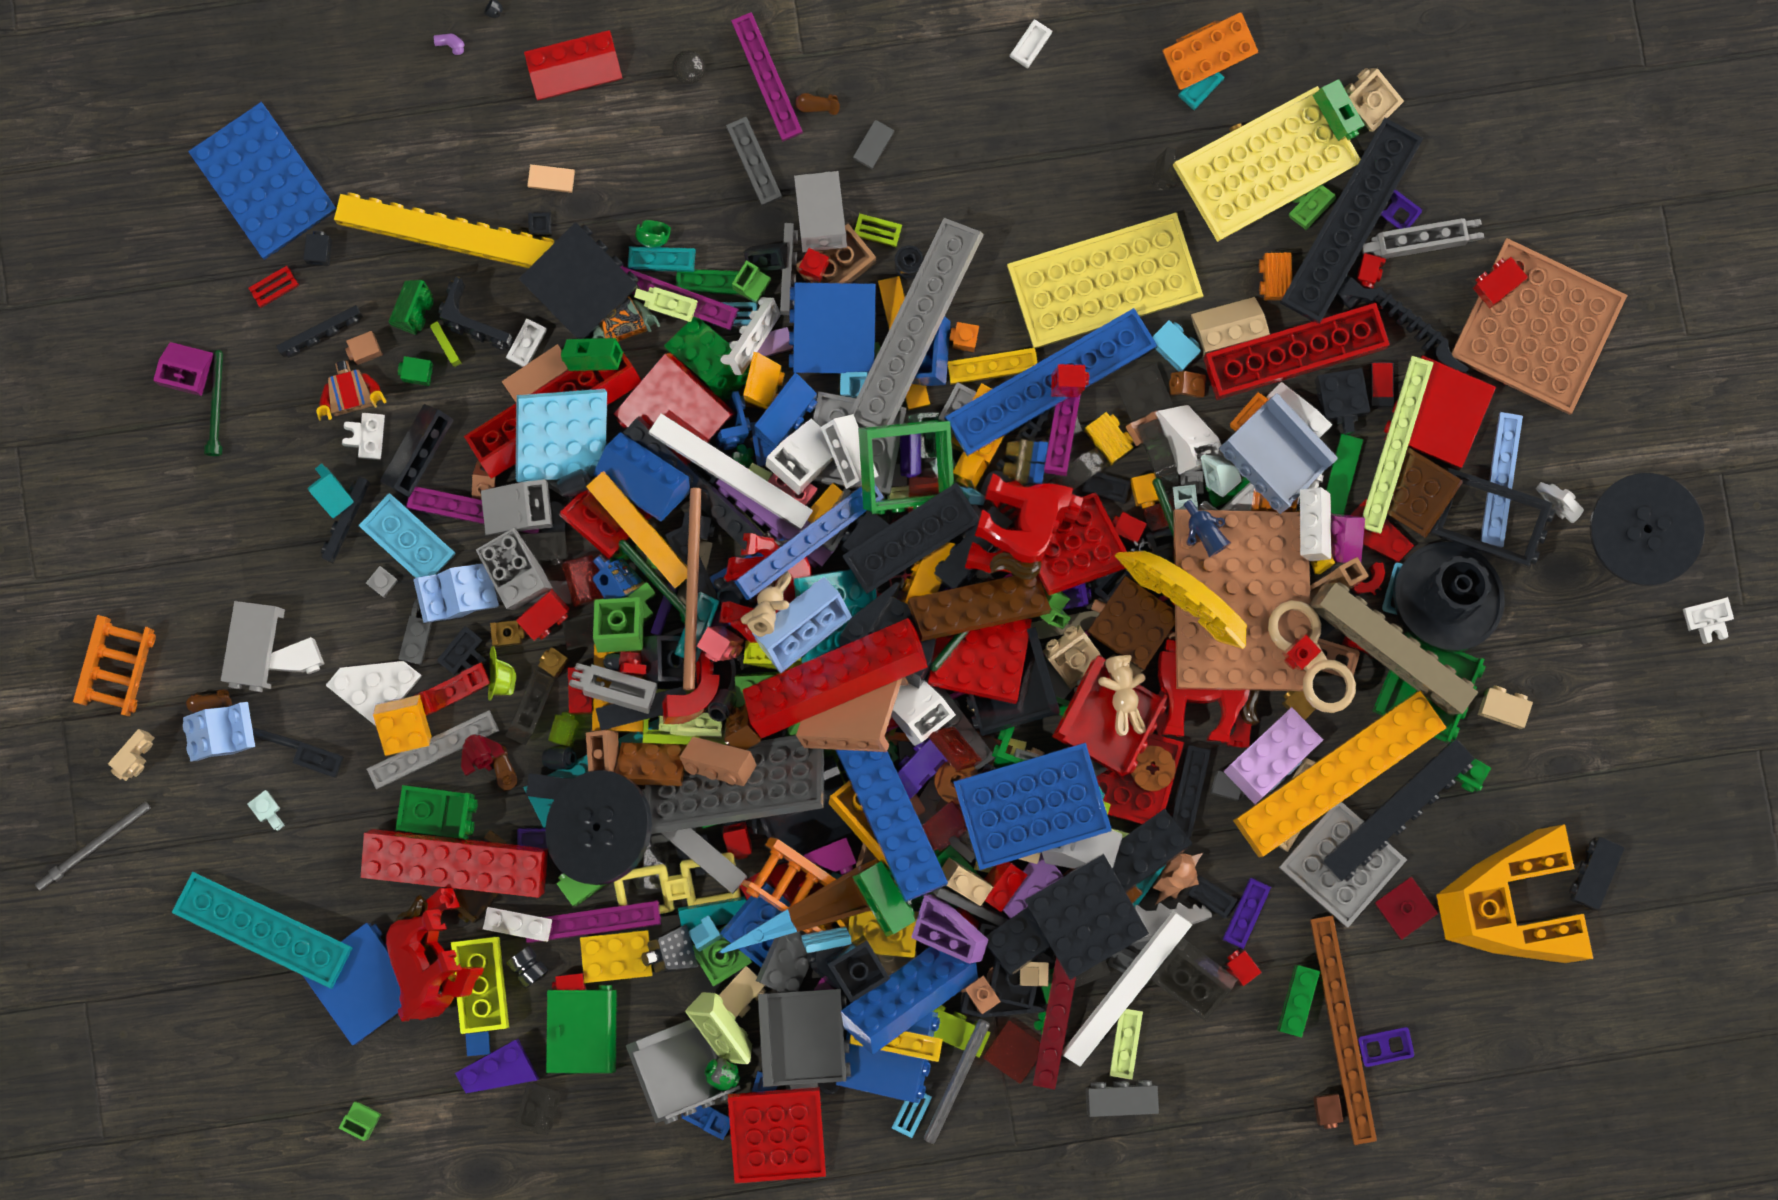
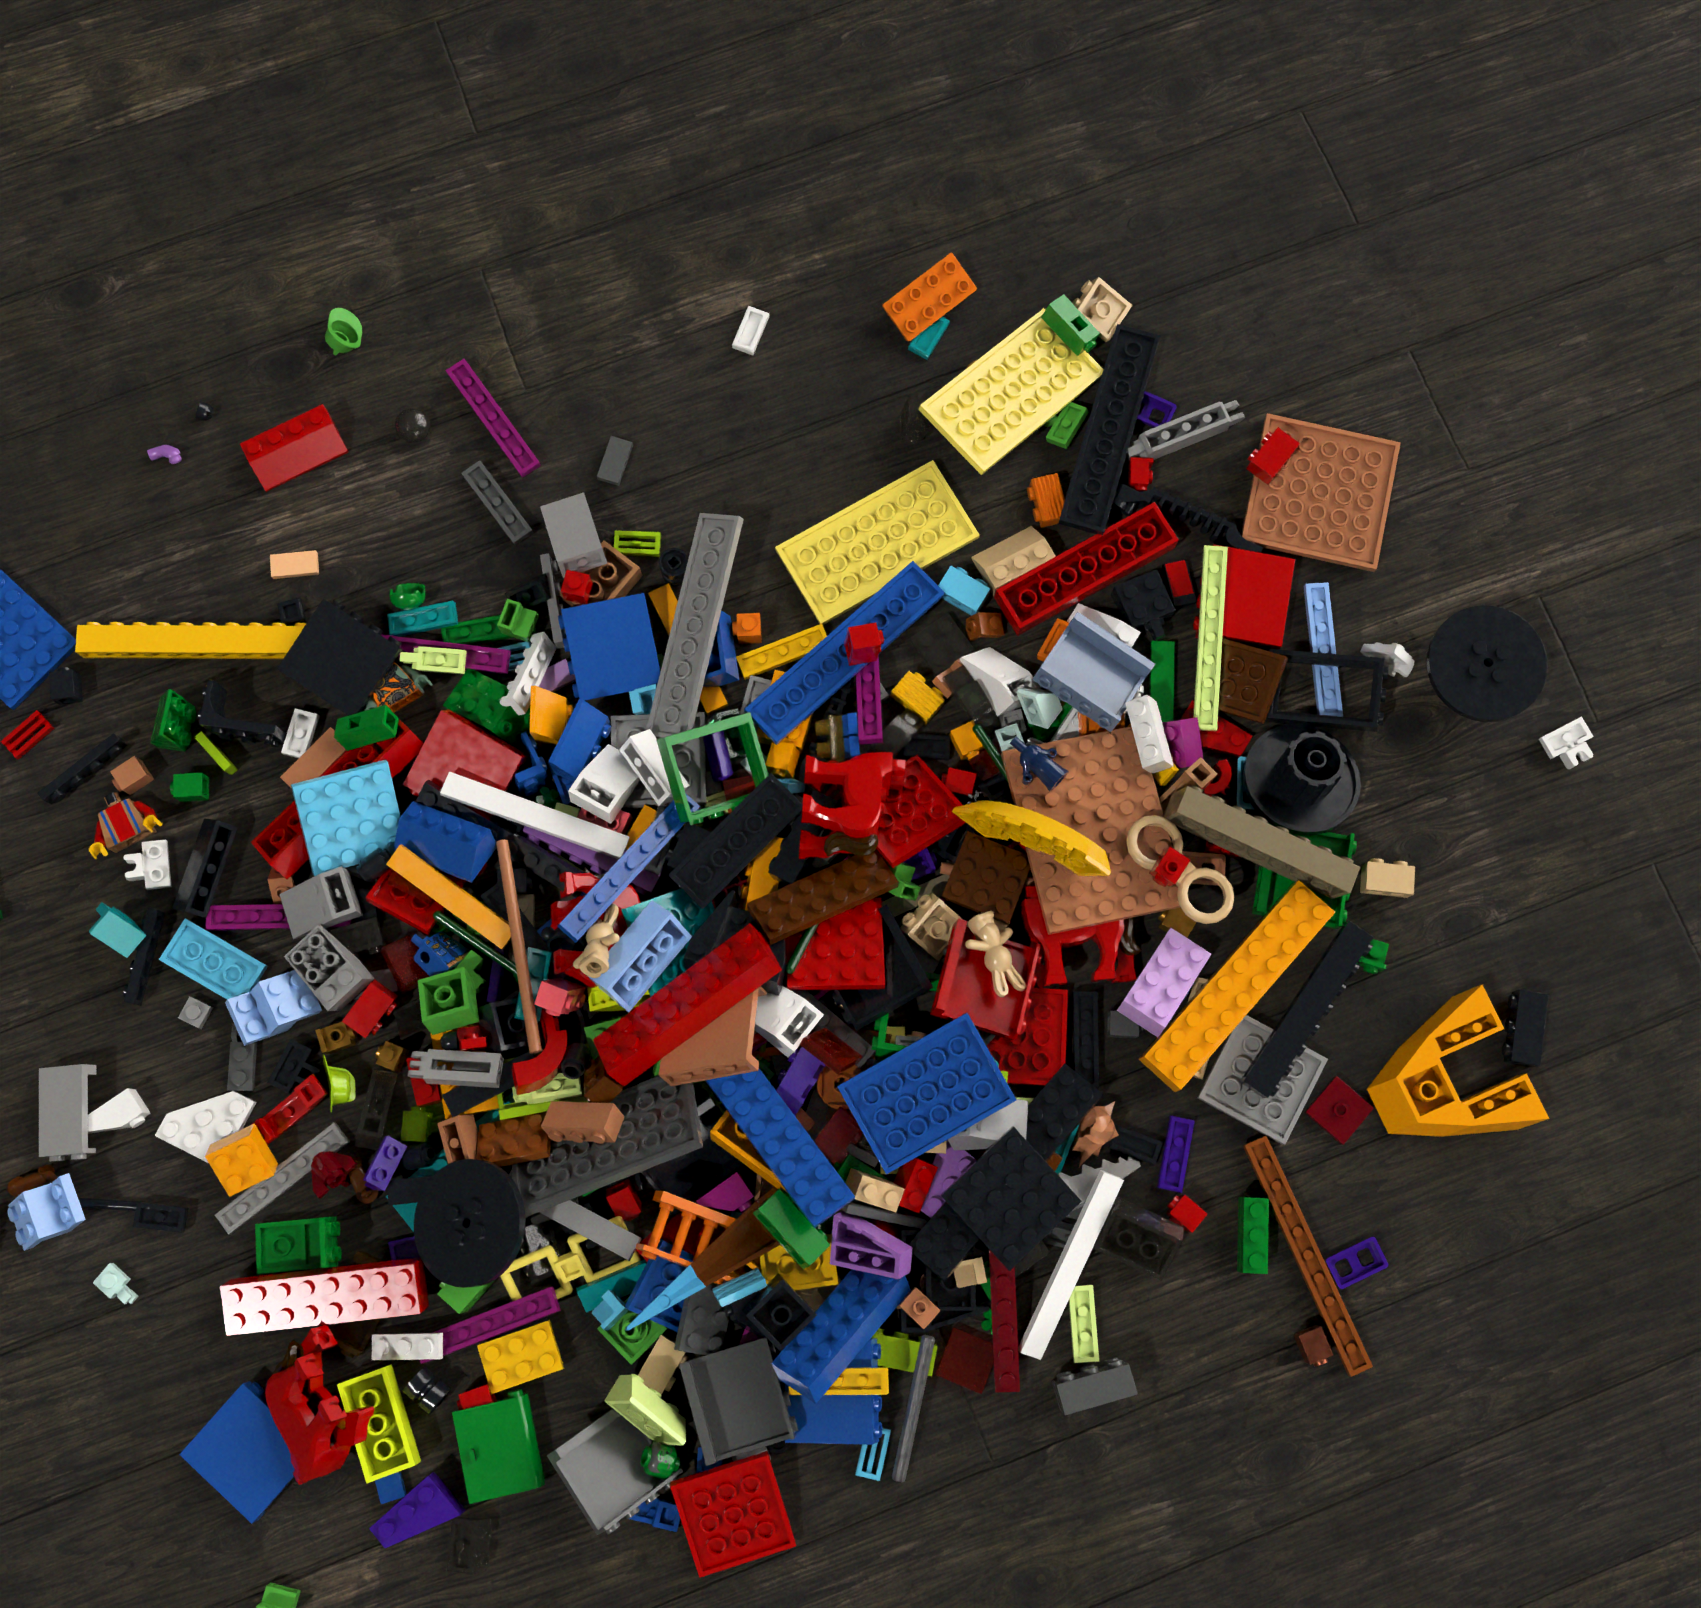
camera: 10 degrees left, 5 degrees down
(262, 930) = (130, 1418): teal plate -> none
(529, 758) = (384, 1164): none -> dark purple bracket
(671, 952) = (577, 1338): black torso -> none
(810, 103) = (545, 433): reddish brown piece -> none
(1163, 777) = (1053, 1032): dark orange plate -> none

